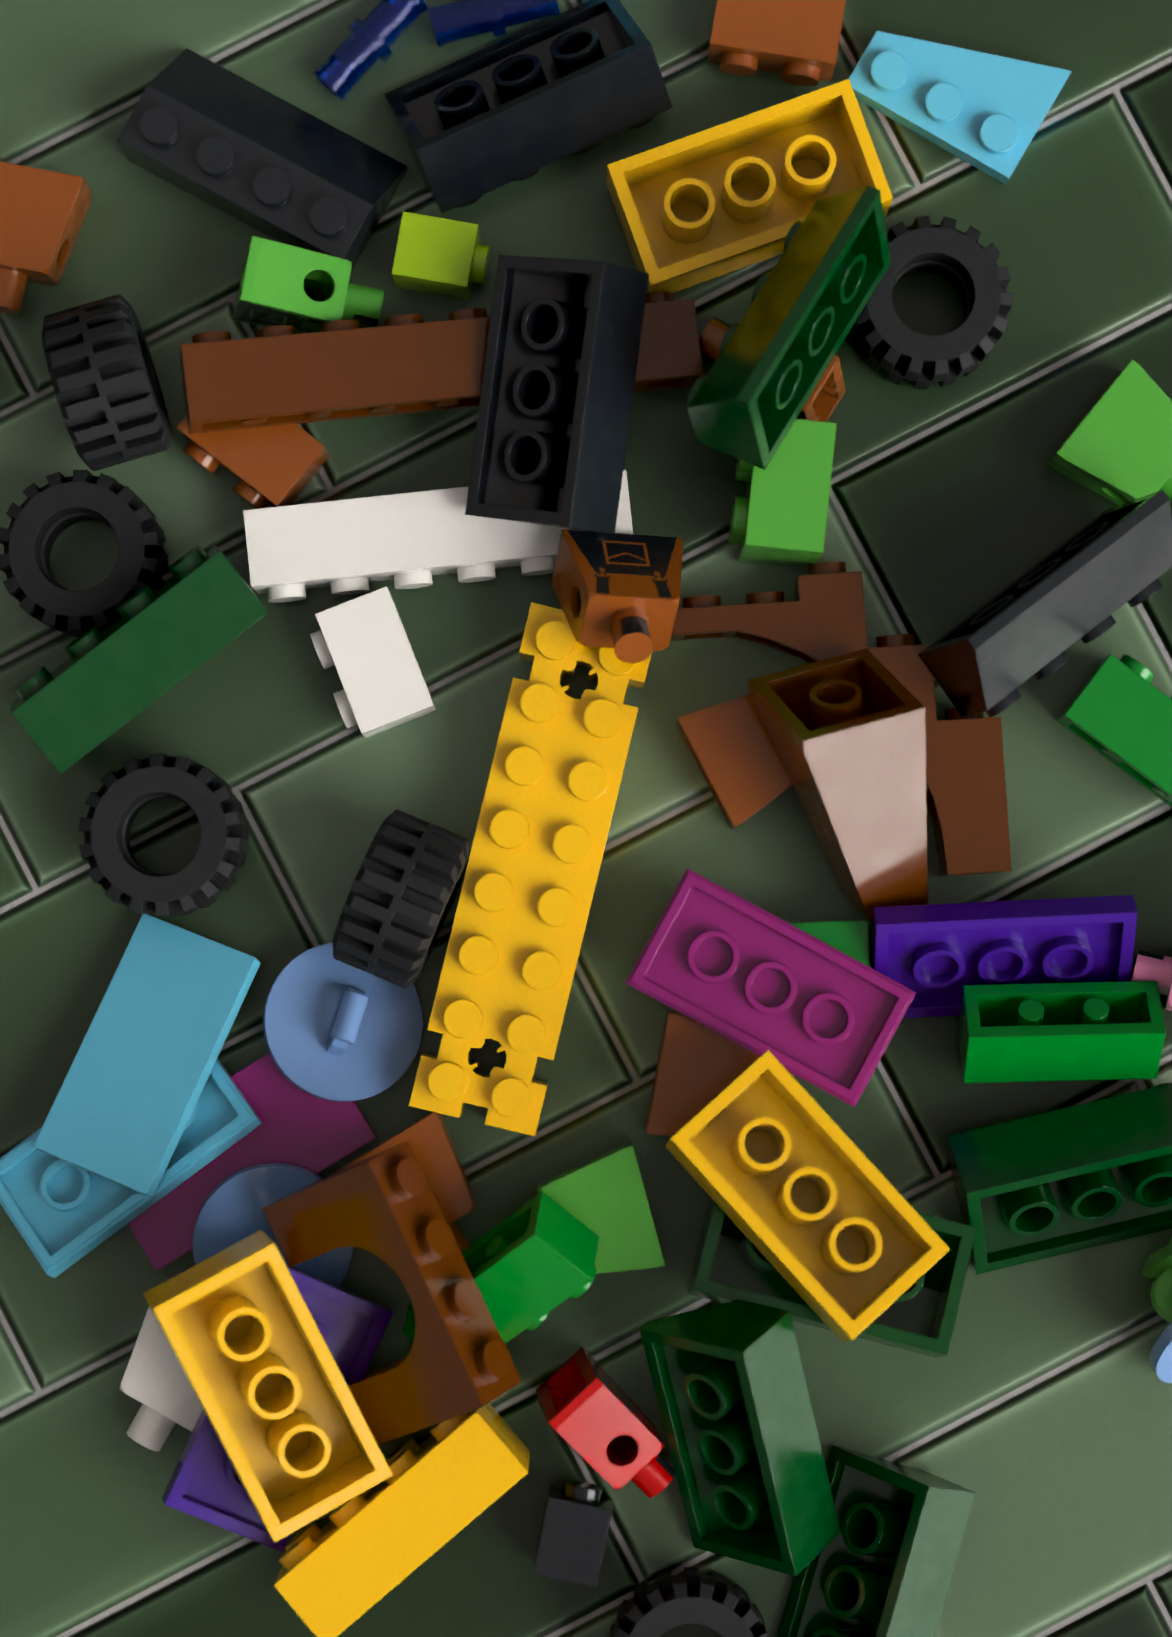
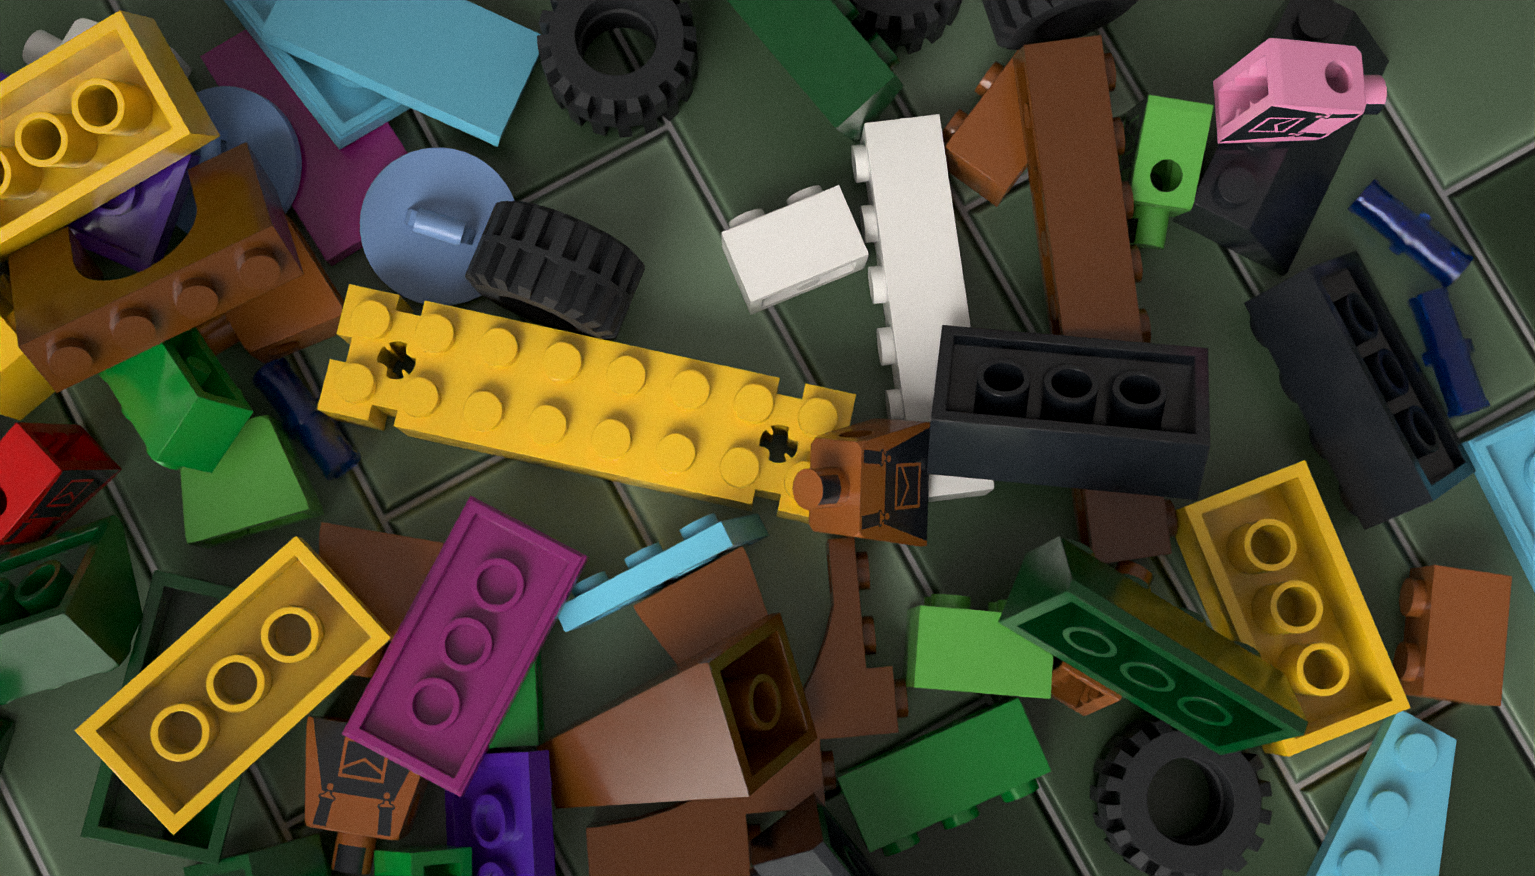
camera: 85 degrees right, 5 degrees down
(246, 154) = (1294, 92): none -> bright pink torso
(439, 256) = (1200, 301): lime brick -> none
(537, 1156) = (303, 420): none -> pin
(698, 804) = (652, 566): none -> medium azure wing
(903, 530) = (943, 776): none -> green brick
(910, 1099) = (356, 794): none -> torso

